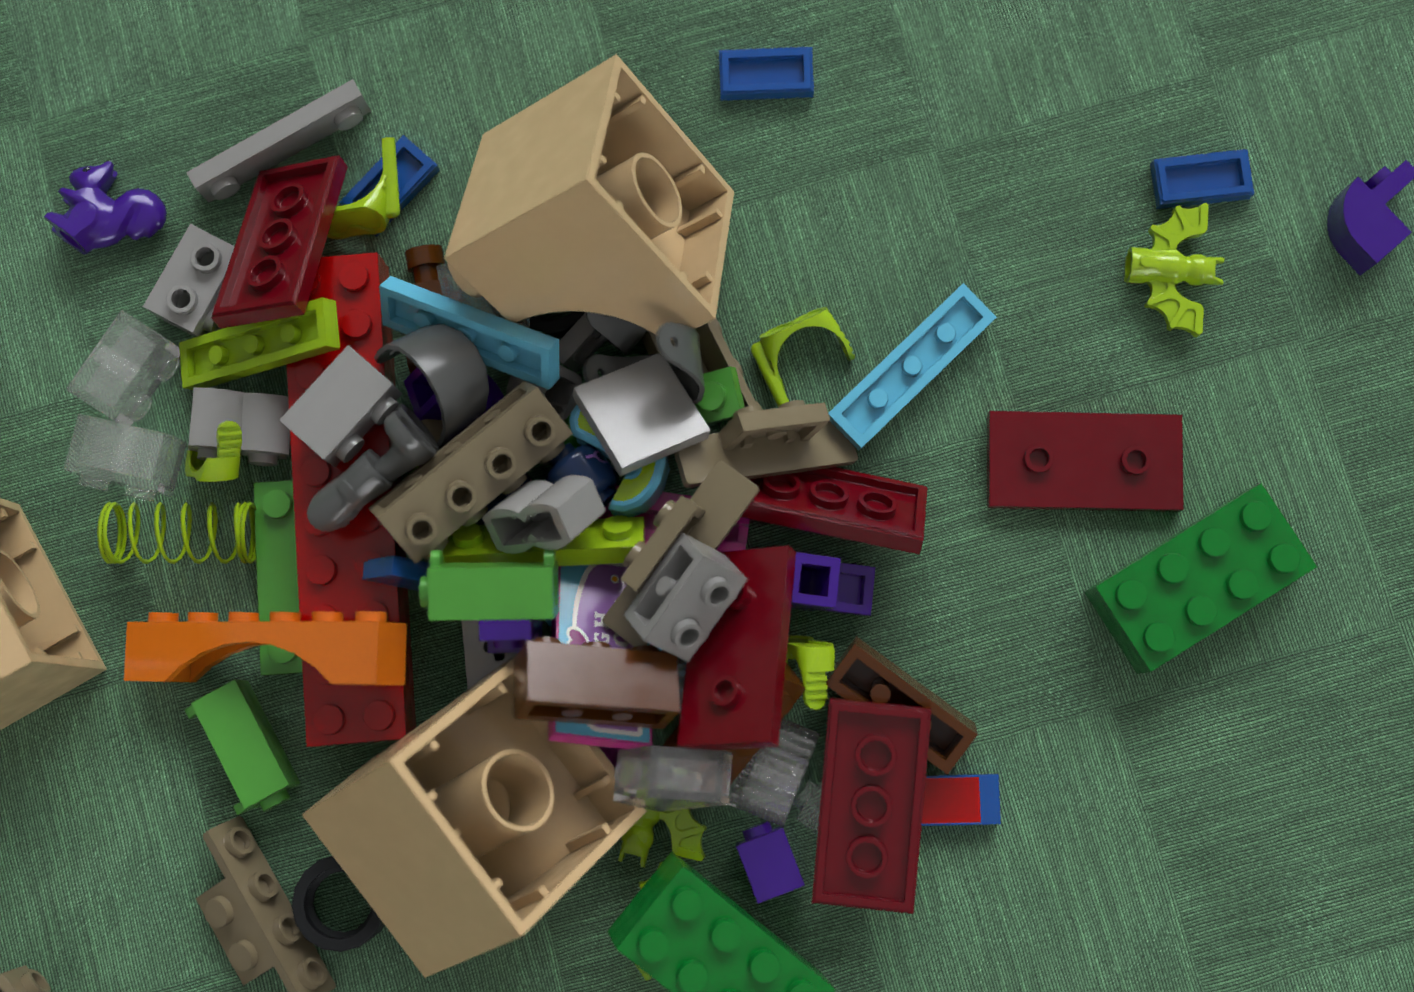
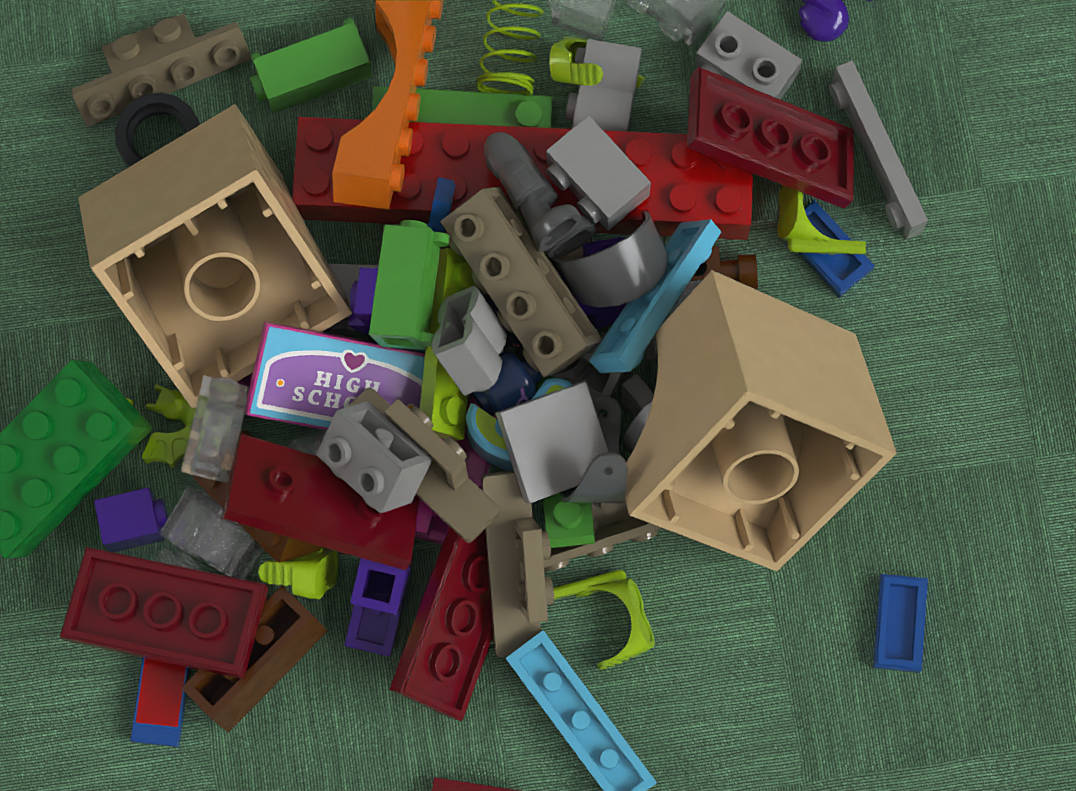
camera: 95 degrees right, 5 degrees down
(259, 346) = (670, 87): lime plate -> none
(595, 684) = (307, 367): reddish brown brick -> none

